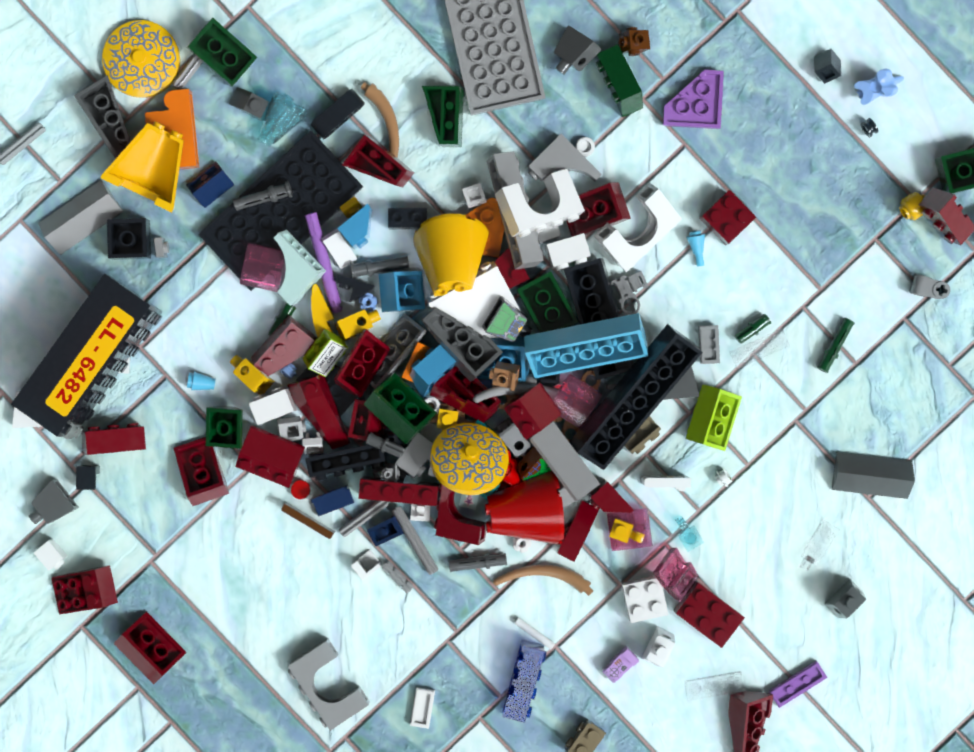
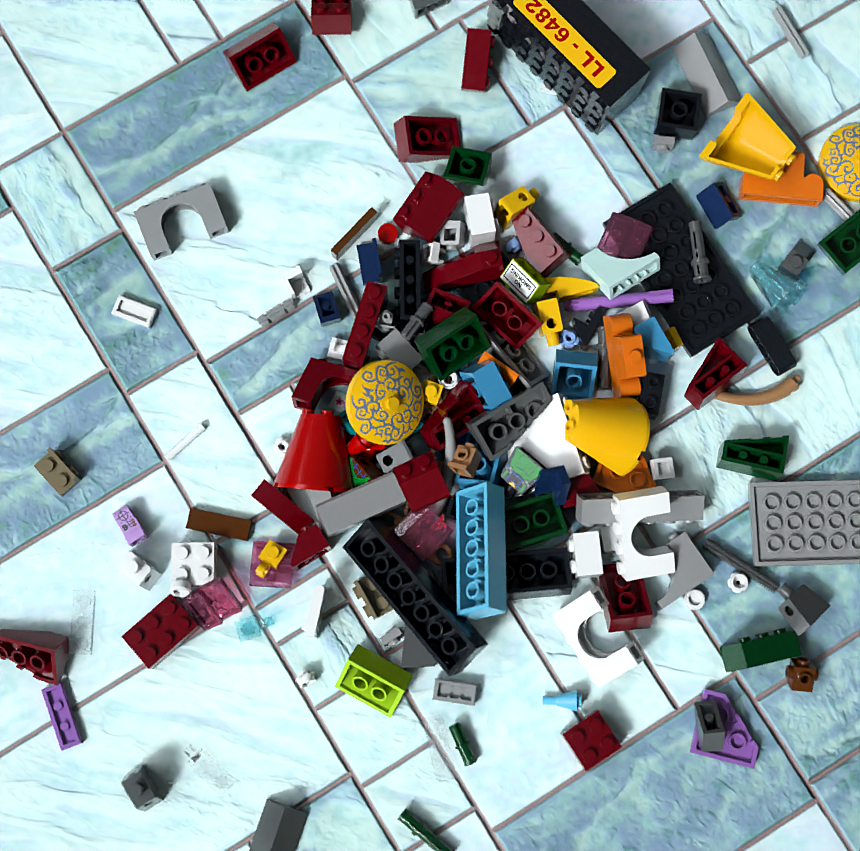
camera: 100 degrees right, 10 degrees down
(86, 477) = (445, 28): black panel -> none
(104, 114) = (811, 114): dark grey wedge -> none
(200, 382) = (518, 156): medium azure cone -> none
(377, 249) = (624, 355): none -> orange brick
(415, 540) = (310, 337): light grey axle -> none
(478, 562) = (271, 407): dark grey pin -> none
(510, 291) = (554, 481): none -> dark blue panel
(523, 681) = (137, 419): clear blue wedge -> none
(543, 117) = (743, 566): none -> dark grey axle
(562, 105) = (742, 578): none -> white plate
(564, 574) = (242, 481): medium nougat animal -> none
(603, 585) = (218, 524): none -> reddish brown tile
(628, 287) = (533, 614): light grey piece -> none
(669, 605) = (180, 588): none -> white tile
(673, 409) = (391, 637): none -> light grey plate
(696, 116) = (709, 726): none -> dark grey slope

